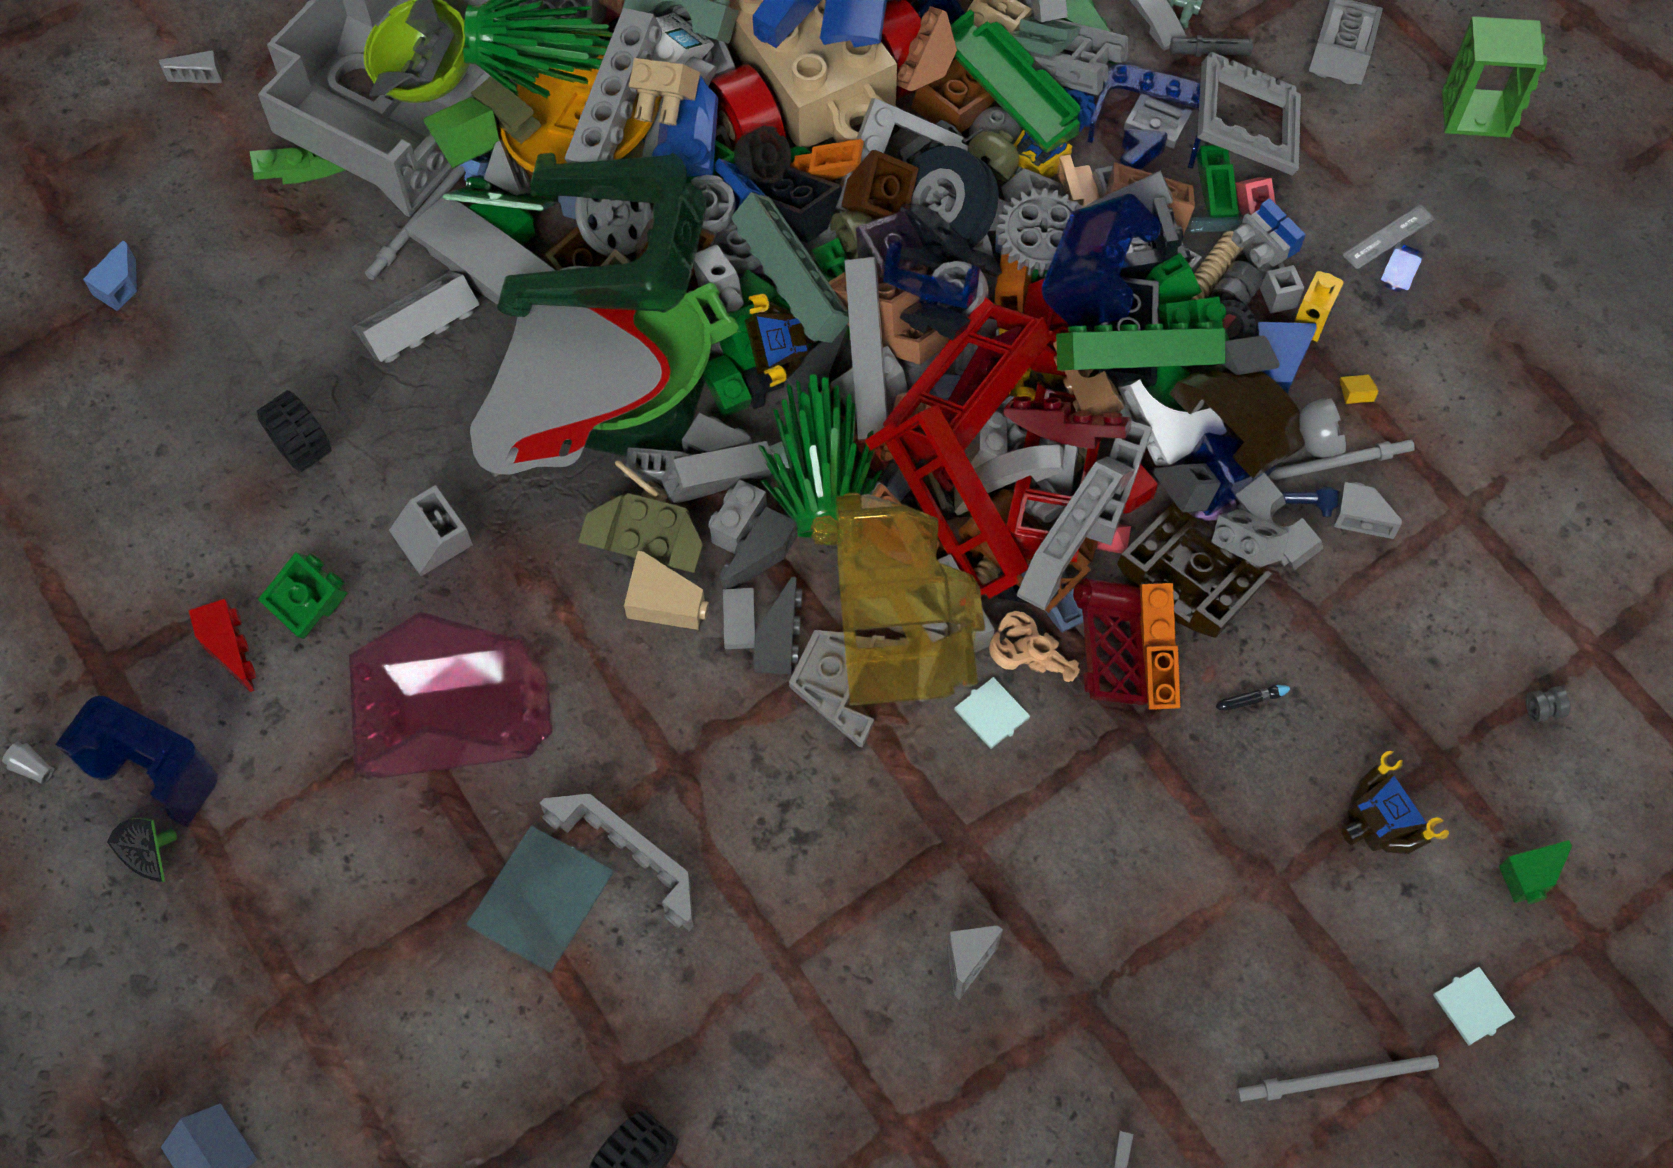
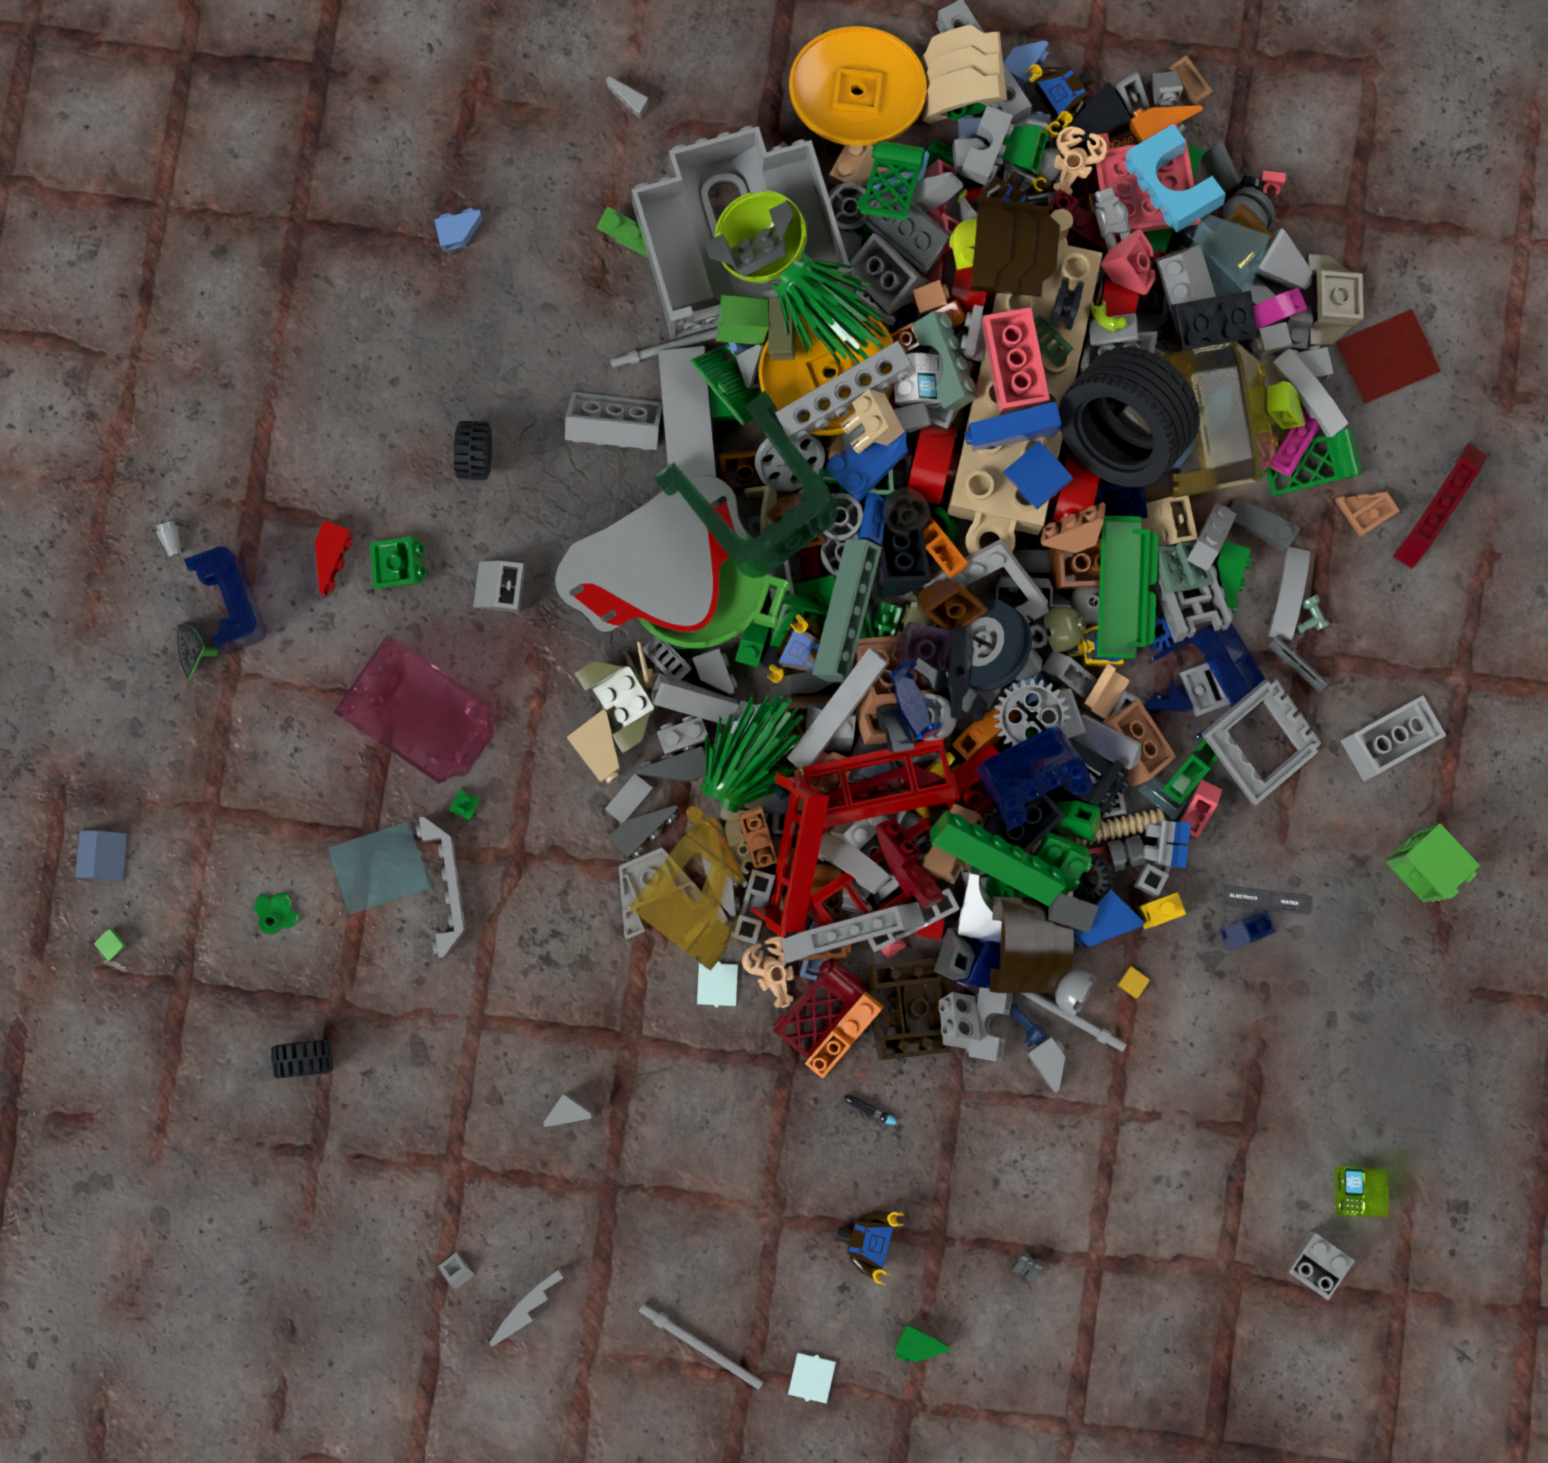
camera: 40 degrees right, 20 degrees up
(463, 1035) = (277, 909): none -> green plate
(577, 760) = (464, 805): none -> green tile
(726, 279) = (802, 575): light grey torso -> none

